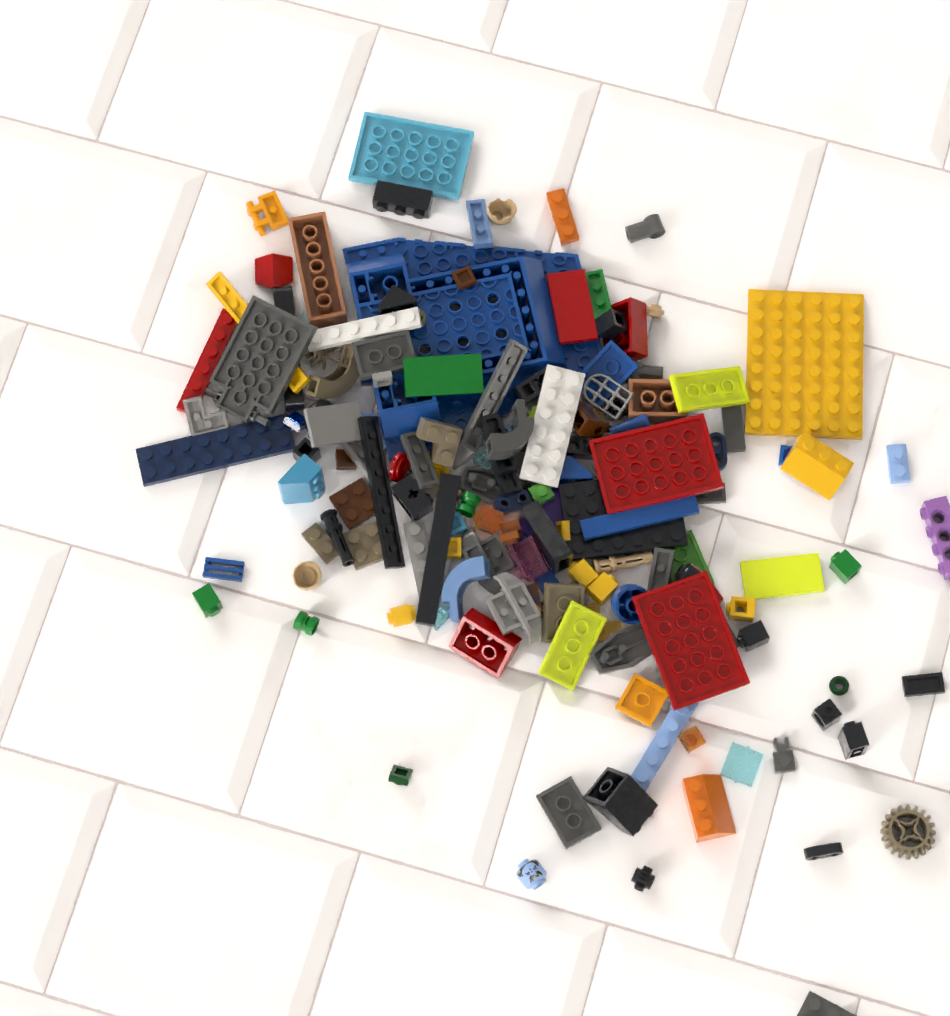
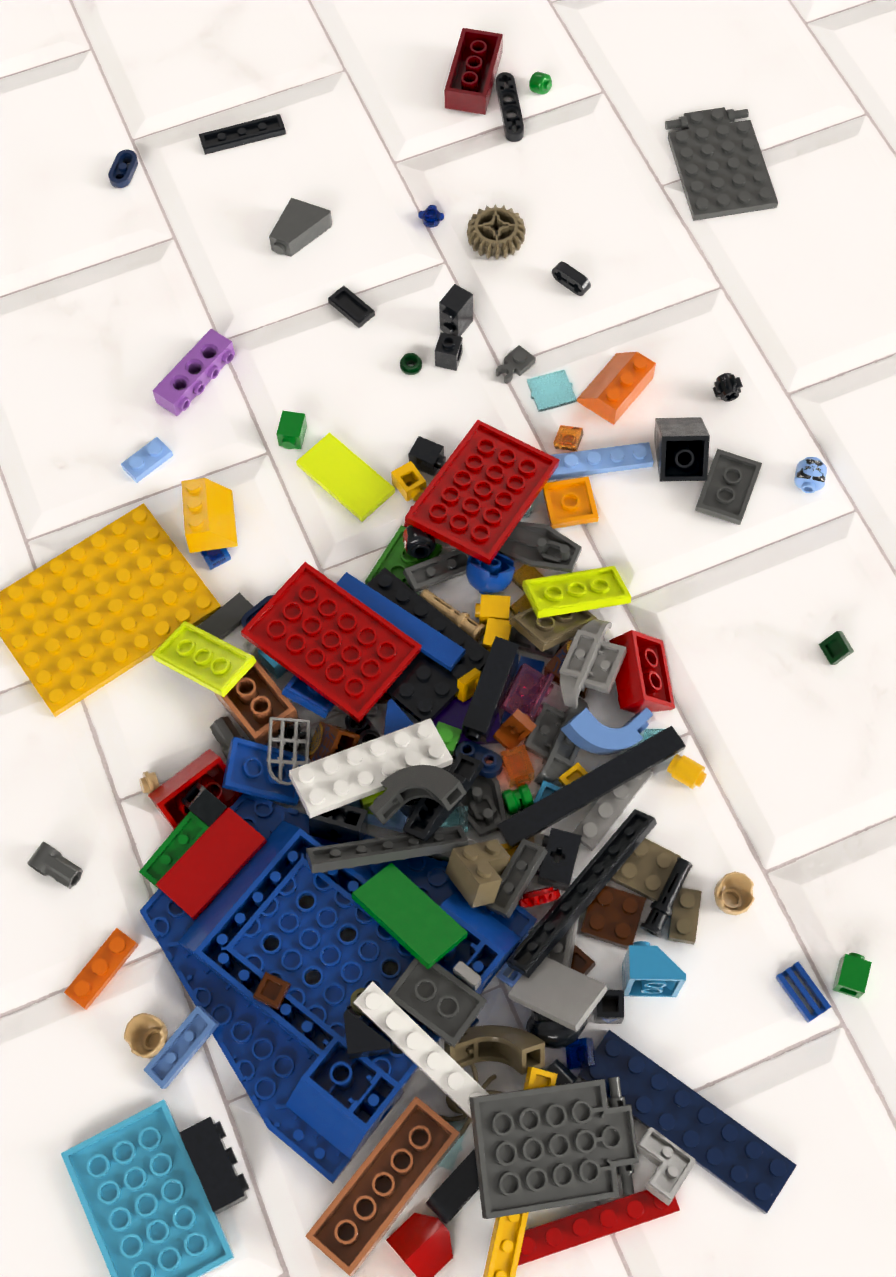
camera: 130 degrees left, 5 degrees down
(306, 623) = (780, 855): green wheel -> none

